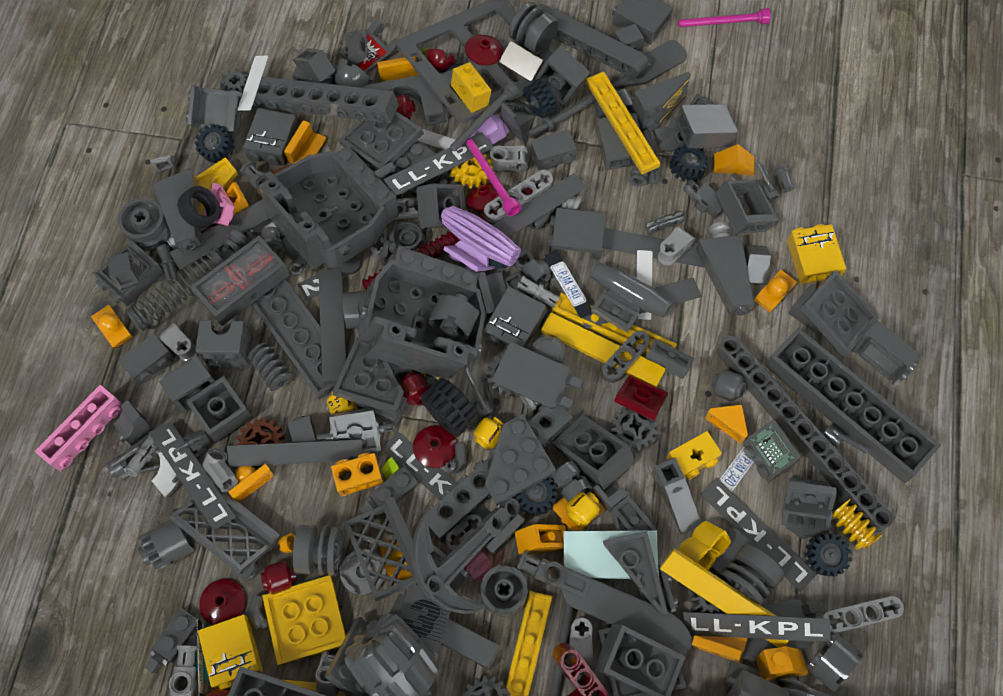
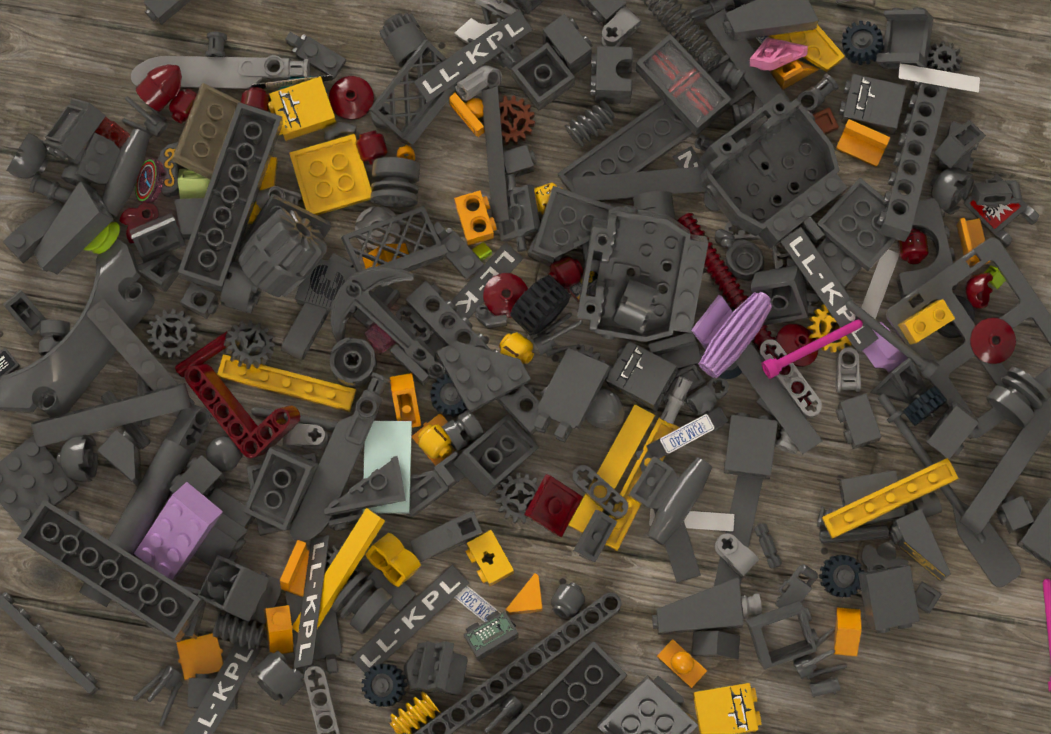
camera: 90 degrees right, 10 degrees up
(188, 212) = (772, 47): black tyre -> none
(521, 61) = (977, 385): panel -> none

